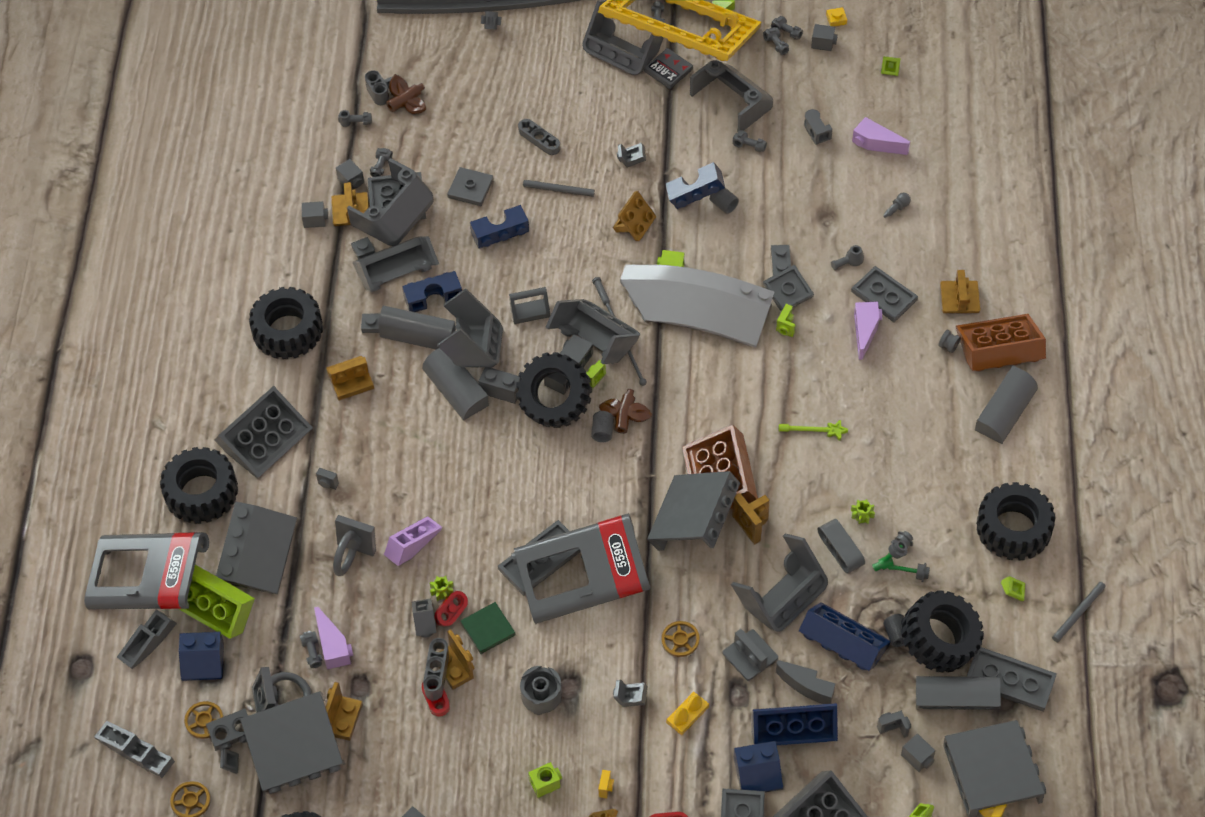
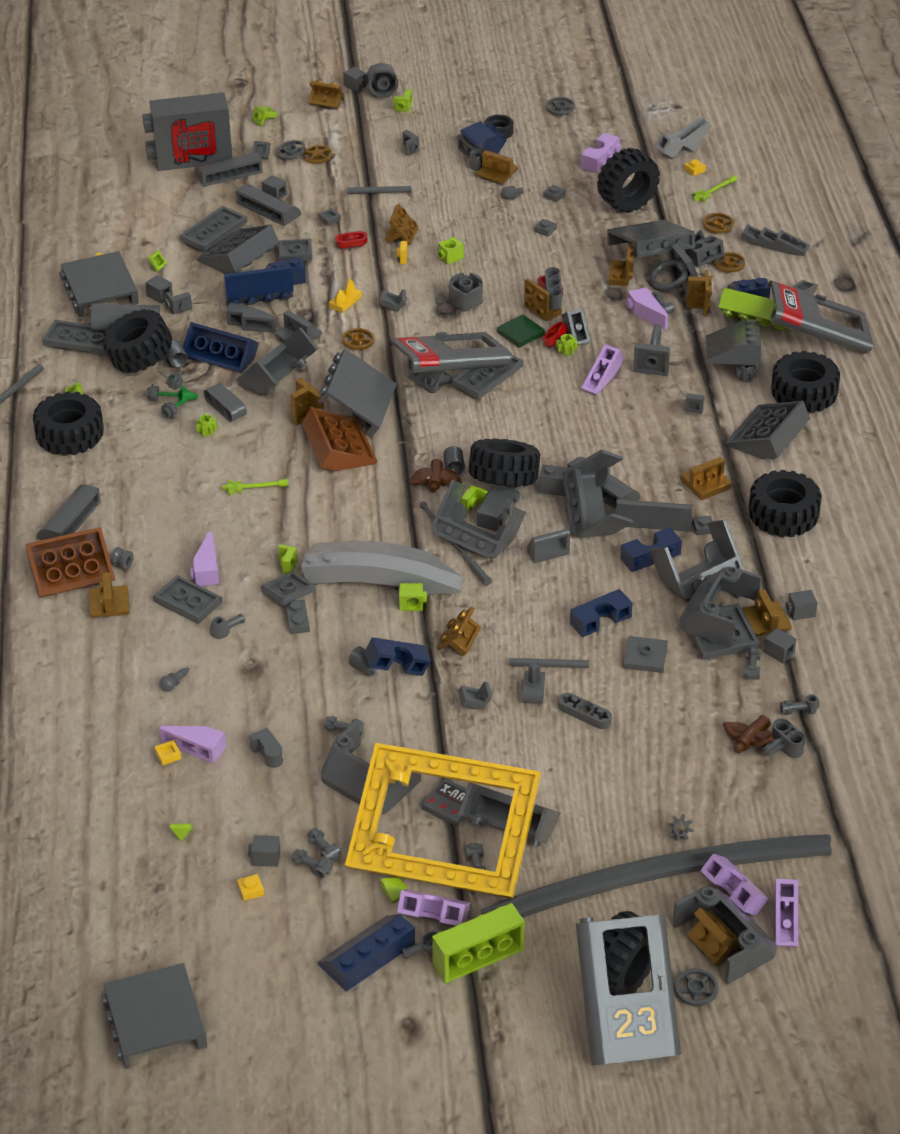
camera: 170 degrees right, 15 degrees down
(262, 642) = (699, 292): none -> pearl gold bracket
(578, 158) = (533, 684): none -> dark grey beam
(903, 130) = (167, 752): none -> yellow plate

